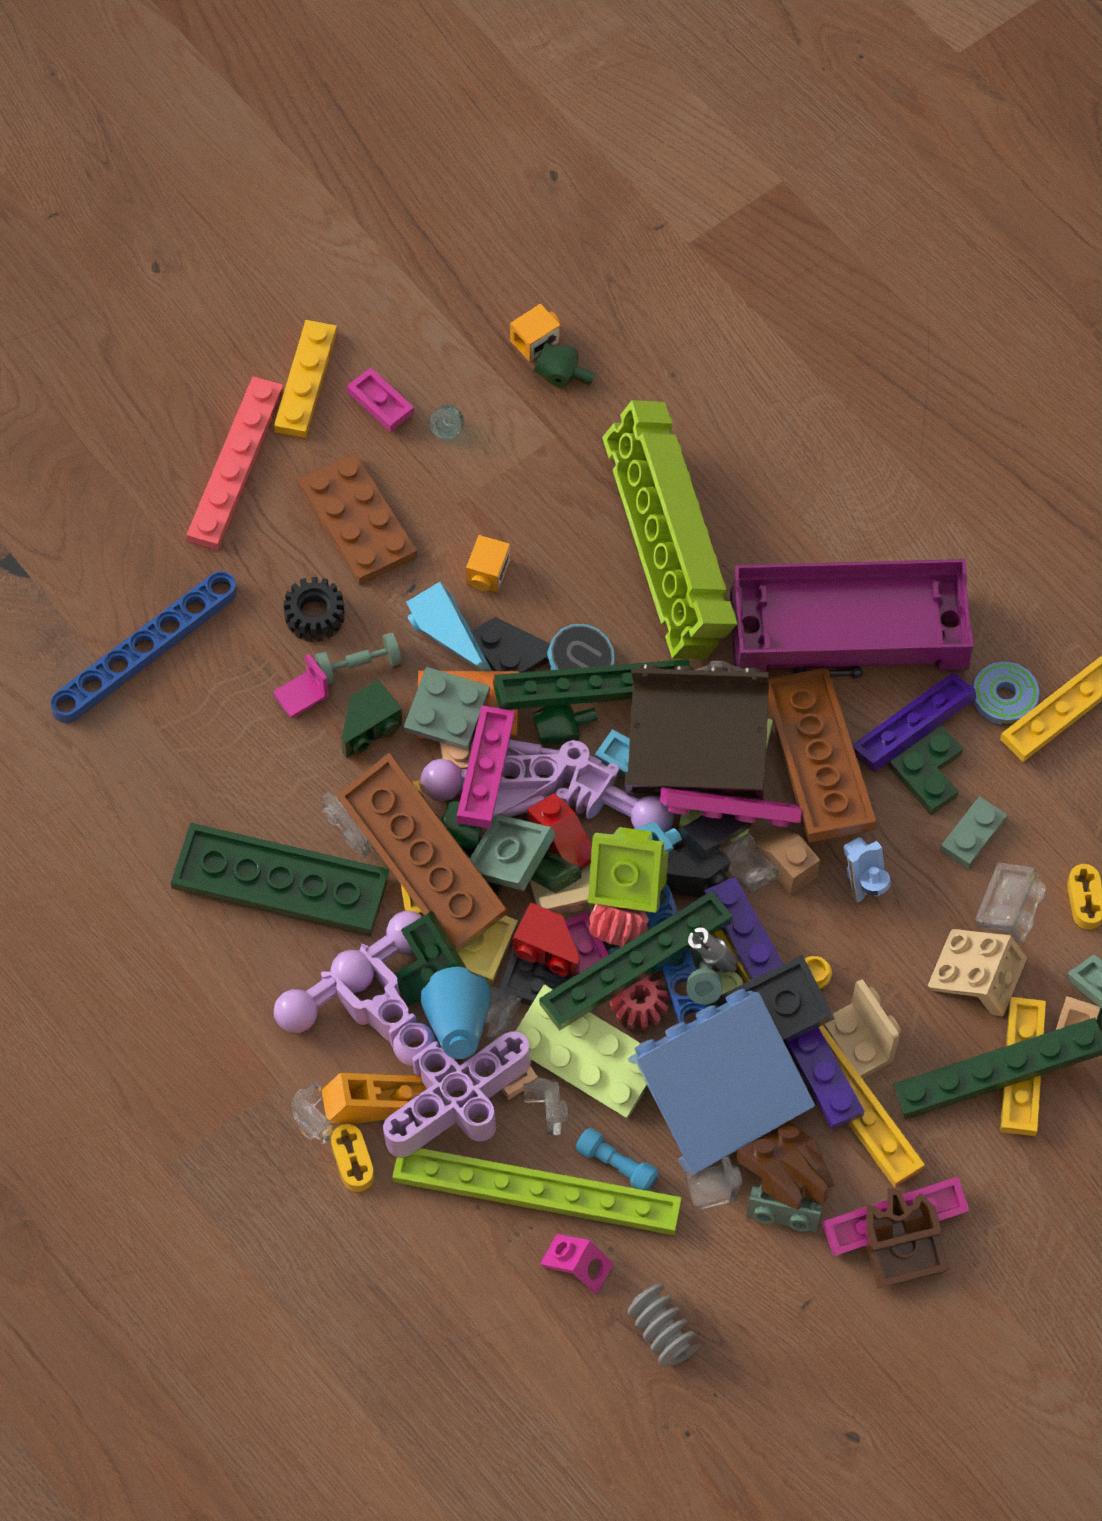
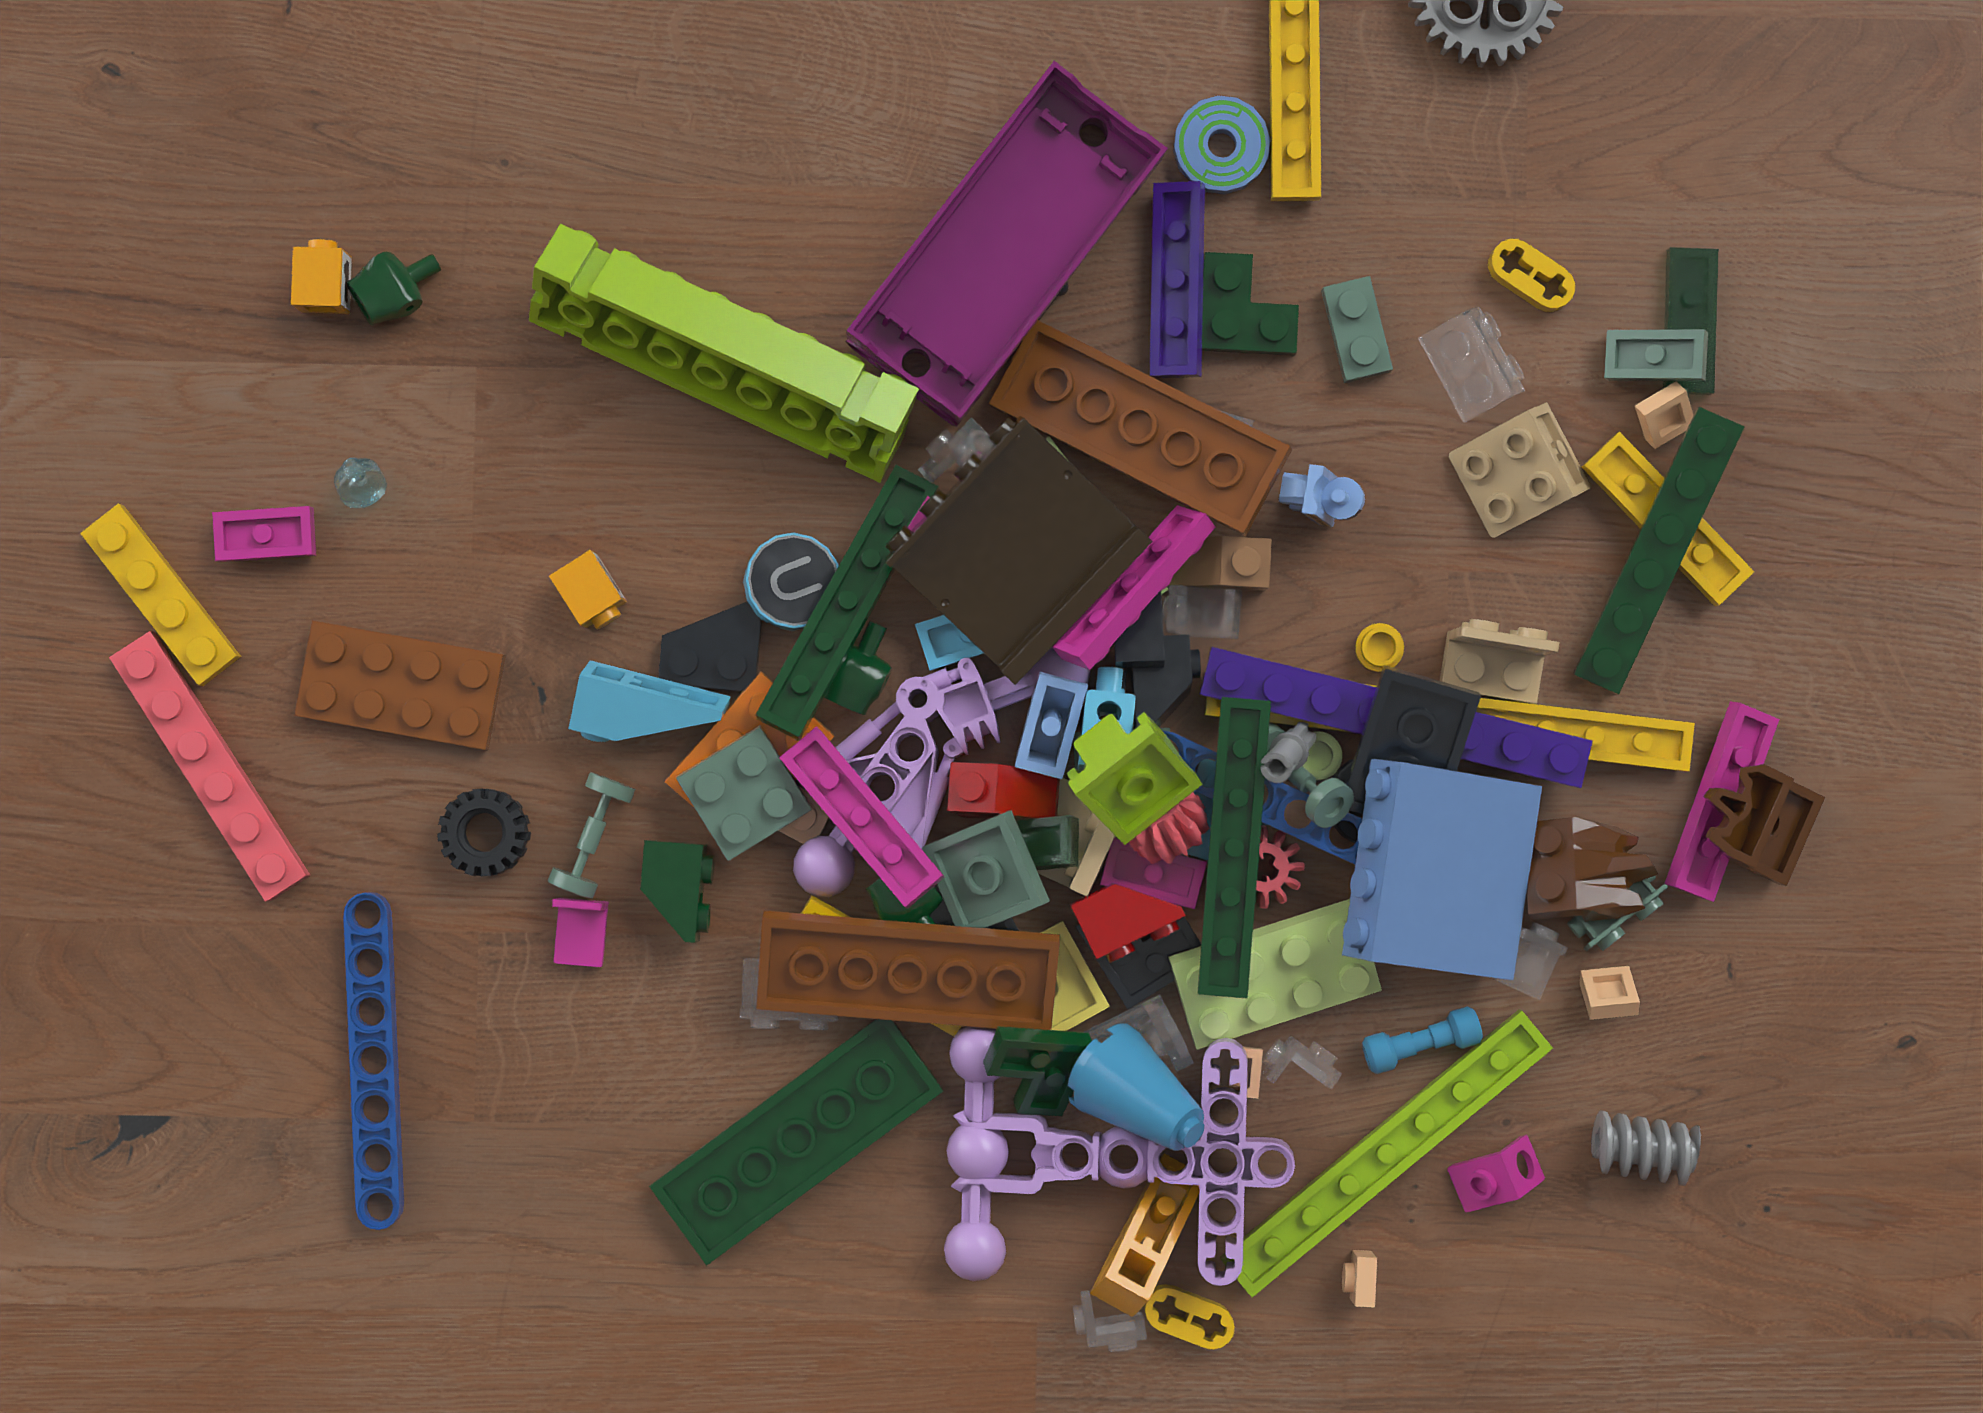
camera: 50 degrees left, 25 degrees up
(453, 1229) = (1360, 1278): none -> light nougat plate
(627, 814) = (1050, 725): none -> light blue slope
(733, 1239) = (1609, 992): none -> light nougat plate

